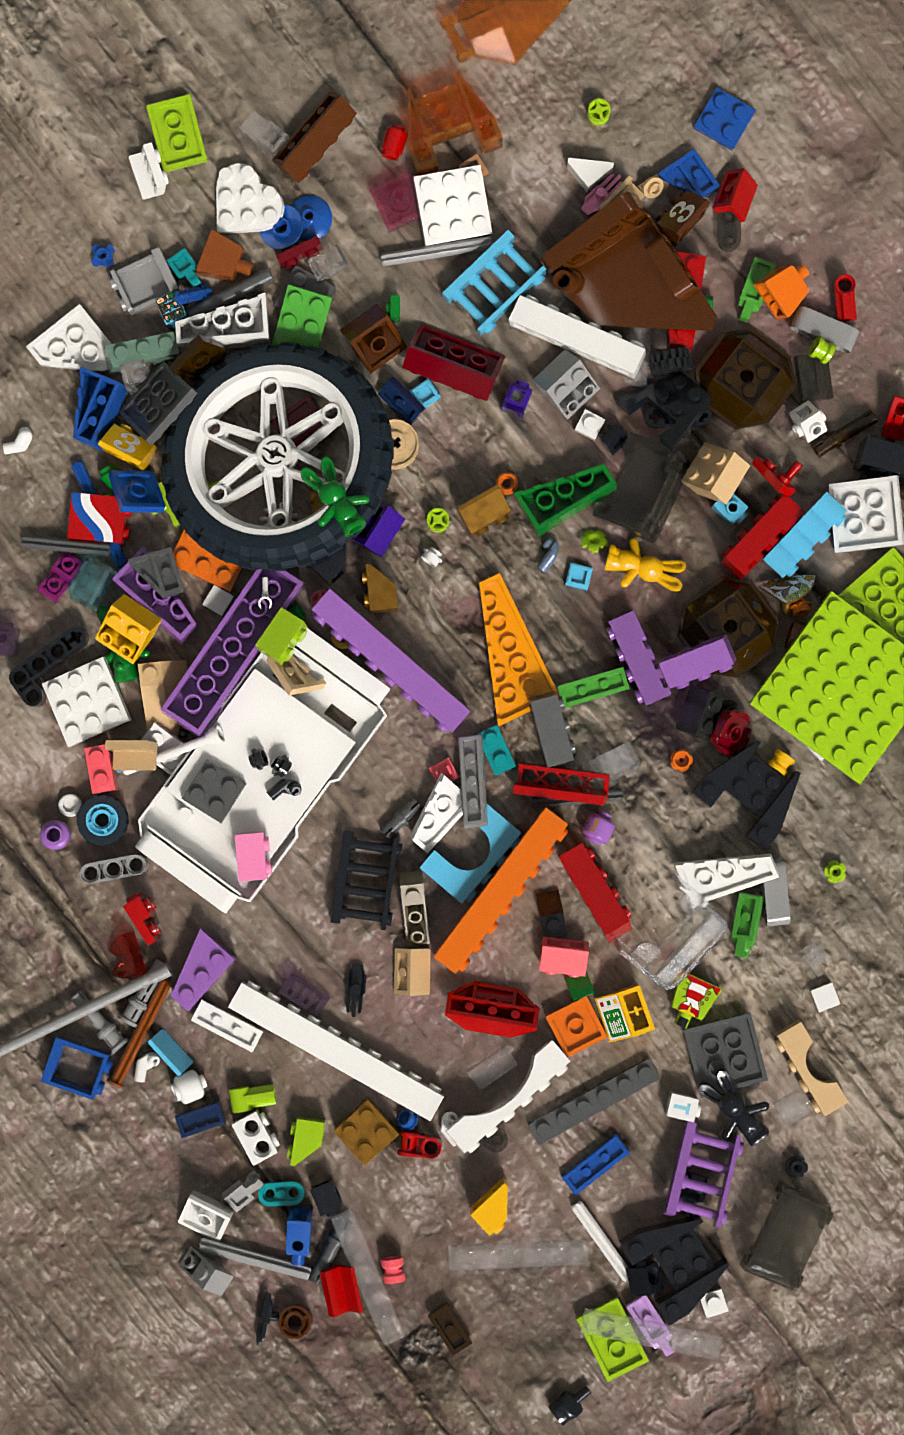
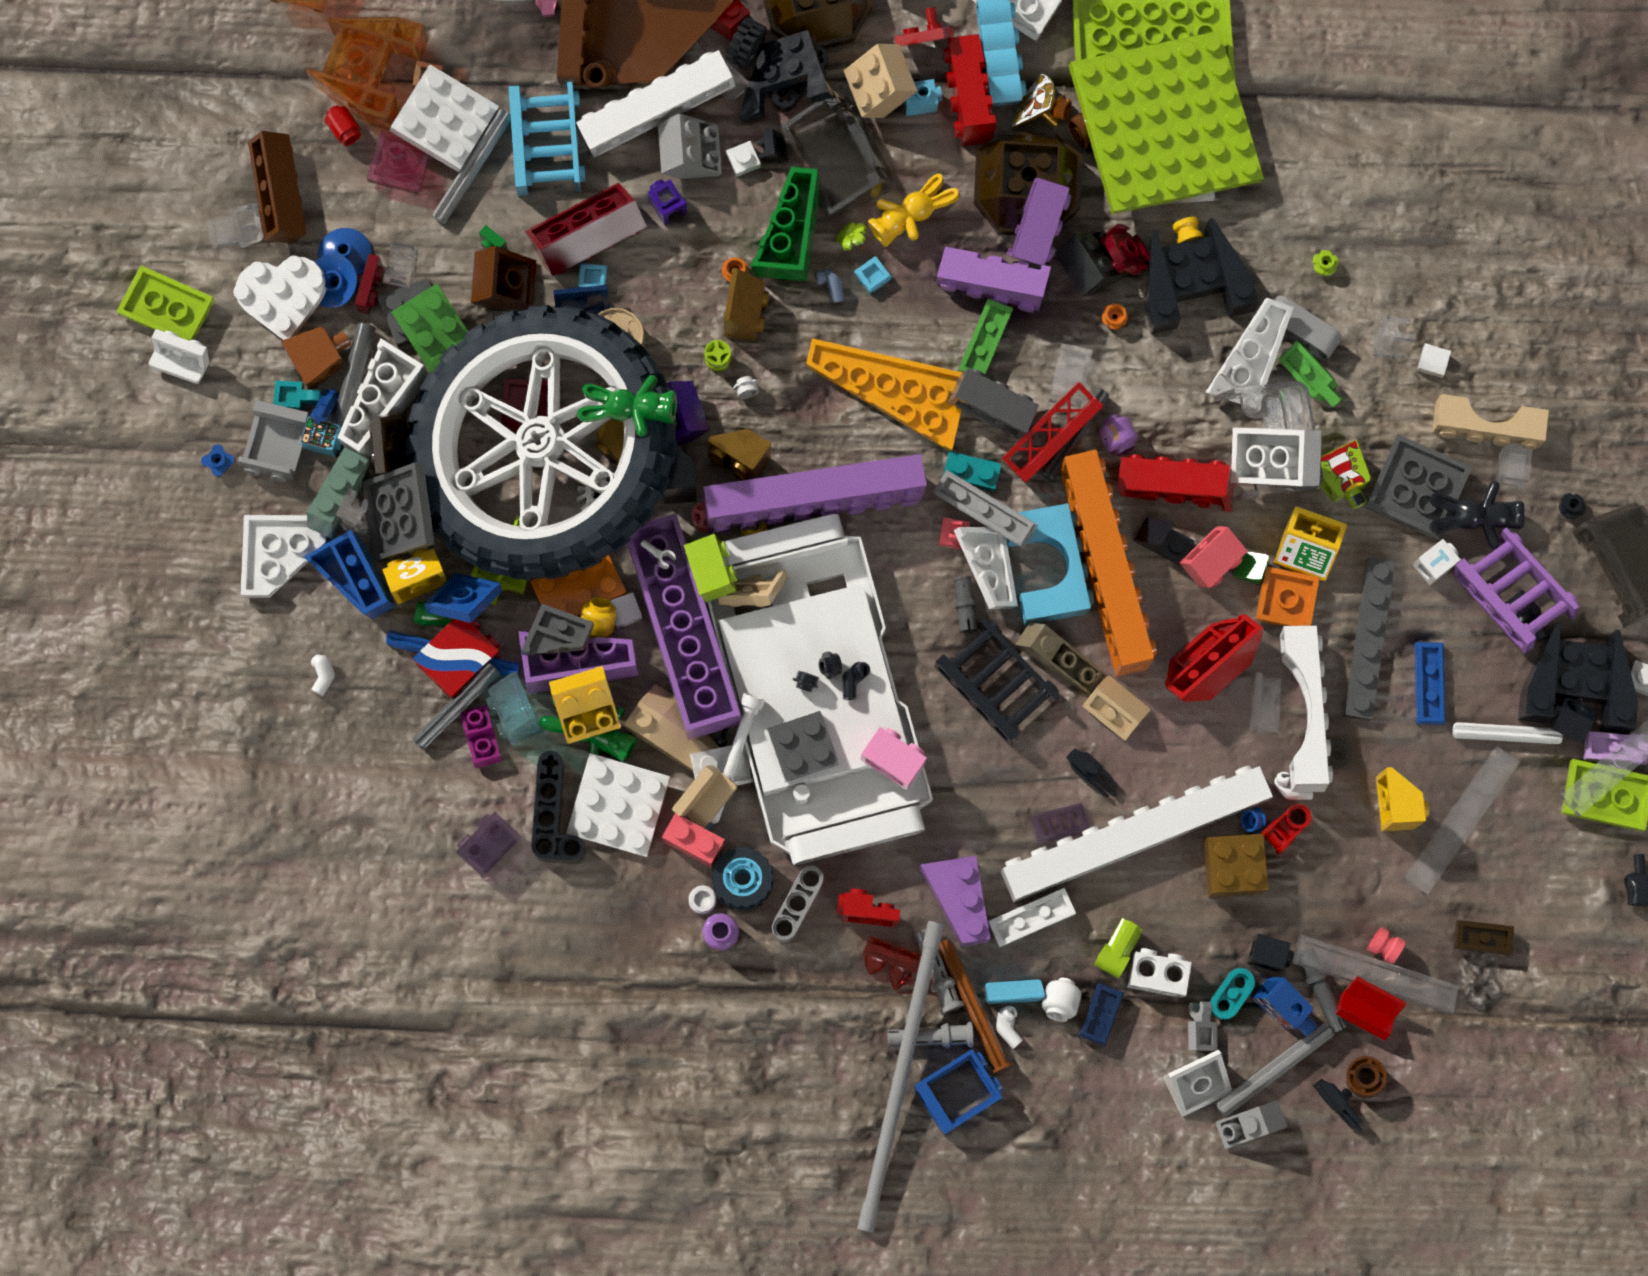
camera: 55 degrees left, 10 degrees down
(197, 588) = (602, 614): none -> yellow head
(307, 1138) = (1199, 928): lime slope -> none
(659, 947) = (1276, 456): none -> white brick

